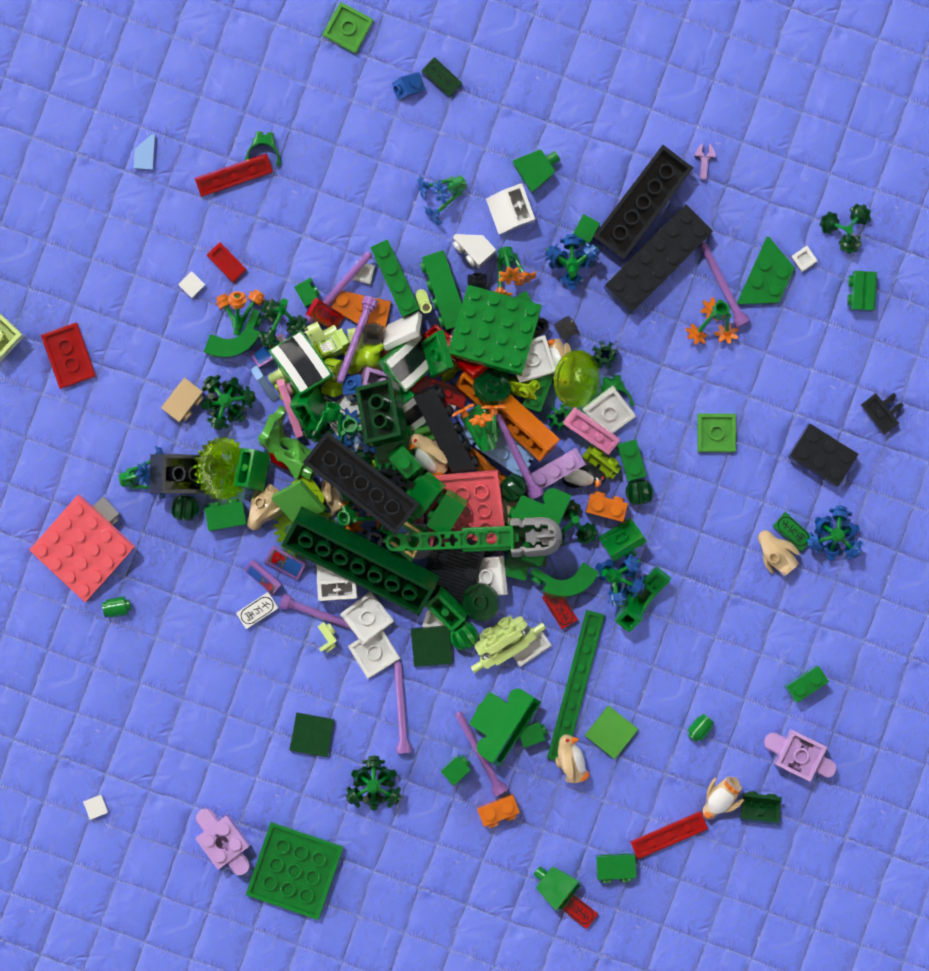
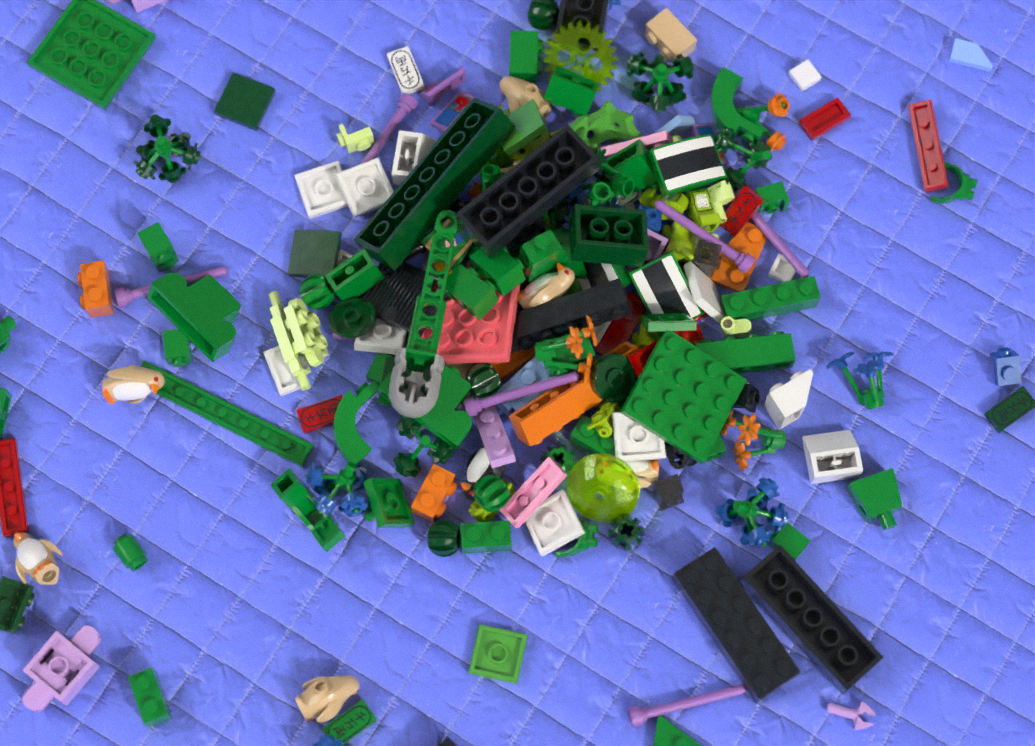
camera: 100 degrees right, 15 degrees down
(403, 745) = (204, 199): medium lavender piece -> none
(601, 462) = (491, 493): none -> green piece
(611, 732) = (155, 444): bright green tile -> none
(719, 312) = (652, 683): orange plant -> none

